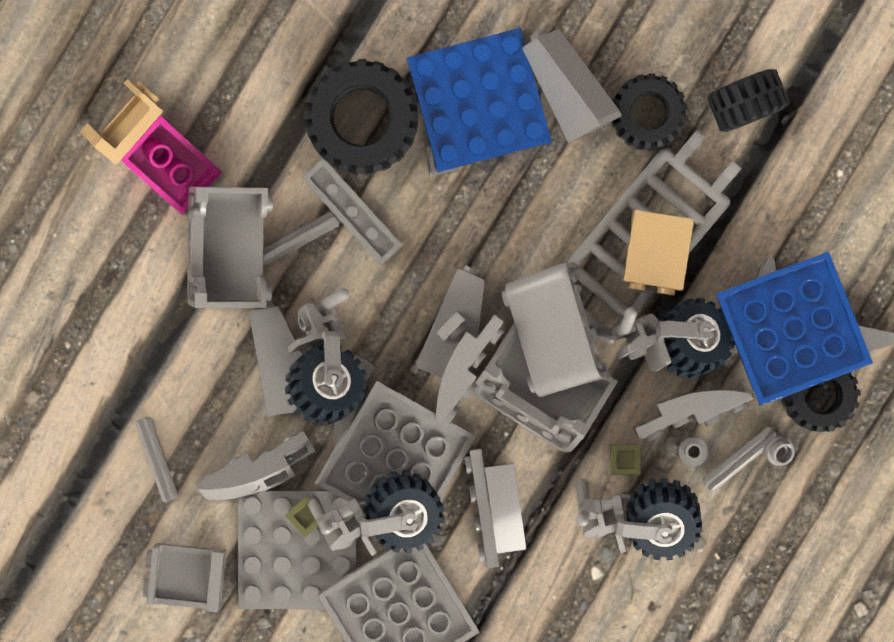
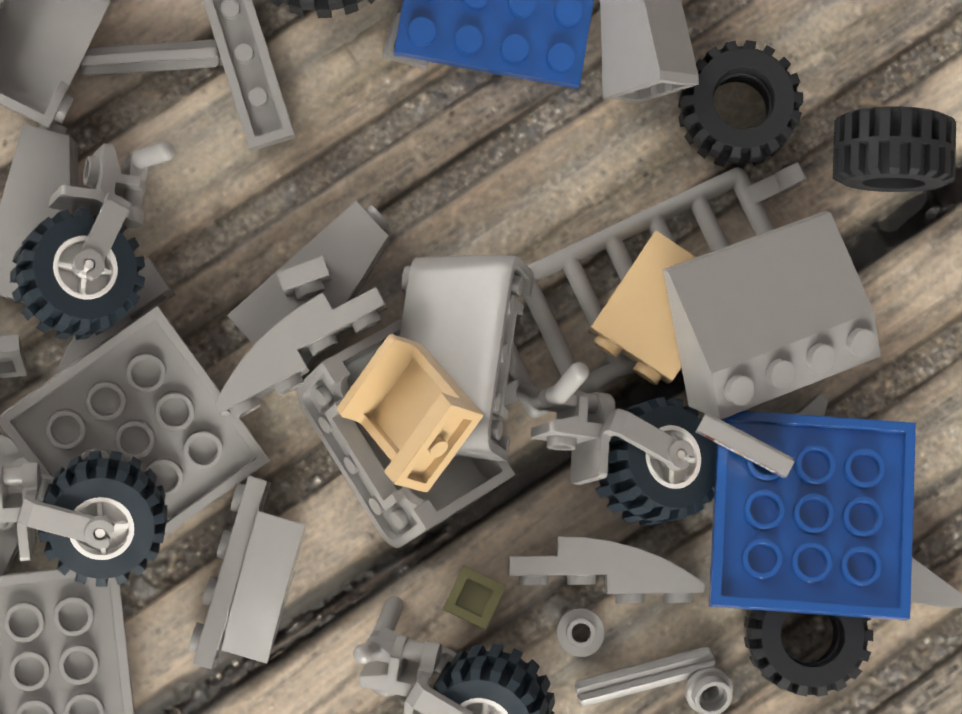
camera: 20 degrees right, 5 degrees down
(547, 375) = (411, 411): none -> tan panel
(721, 229) = (769, 316): none -> light grey slope
(739, 309) = (745, 445): none -> light grey tile

